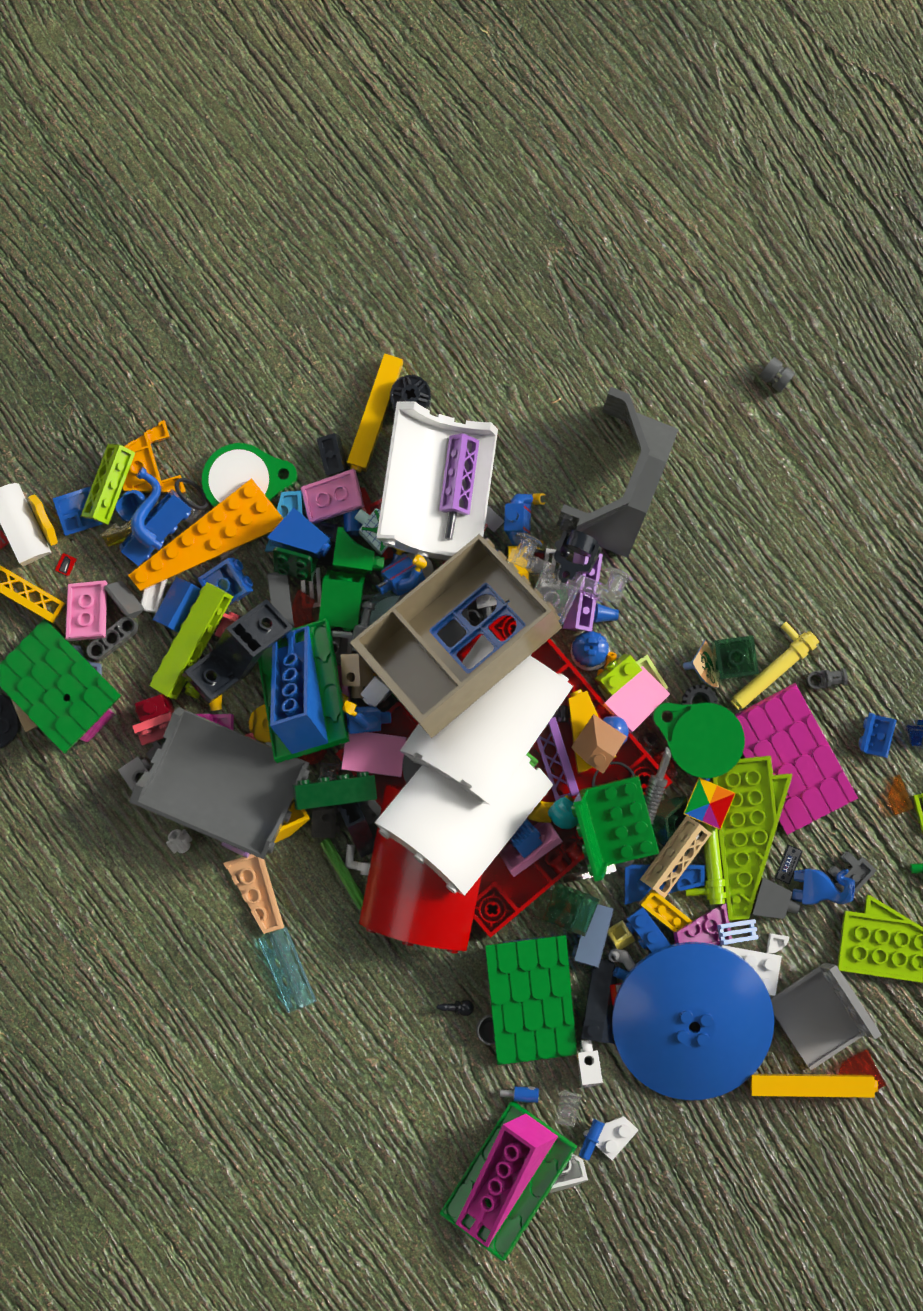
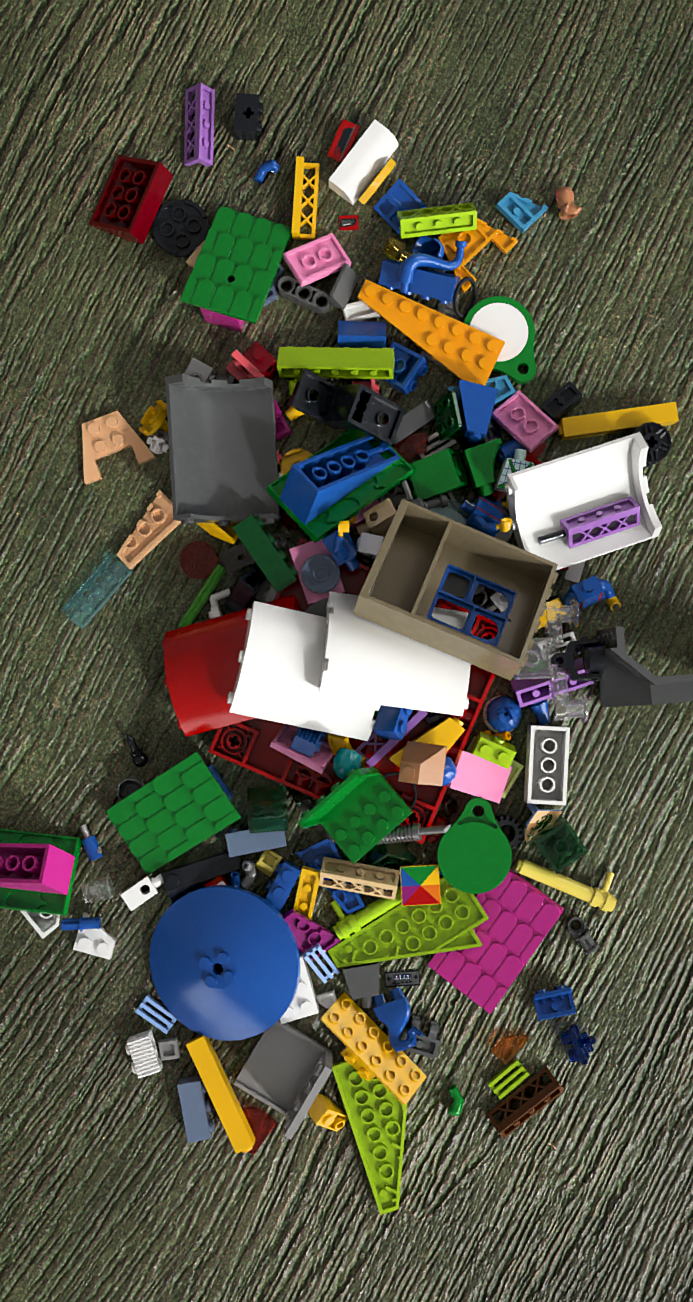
camera: 65 degrees right, 5 degrees up
(138, 404) = (520, 211): none -> dark azure wing
(148, 888) = (107, 436): none -> light nougat wing
(151, 360) = (566, 204): none -> nougat animal
(156, 833) = (154, 419): none -> yellow tile
(307, 859) = (198, 560): none -> clear red tile
(379, 751) = (320, 573): none -> sand blue tile
(547, 753) = (392, 722): none -> blue brick
(655, 633) = (546, 764): none -> white brick
(696, 1119) = (151, 1019): none -> light blue tile
(742, 1141) = (144, 1054): none -> white brick
(749, 1116) = (169, 1049): none -> light grey tile
(816, 1117) = (195, 1109): none -> sand blue brick
(839, 925) = (370, 1049): none -> yellow bracket
(879, 996) = (327, 1113): none -> yellow slope

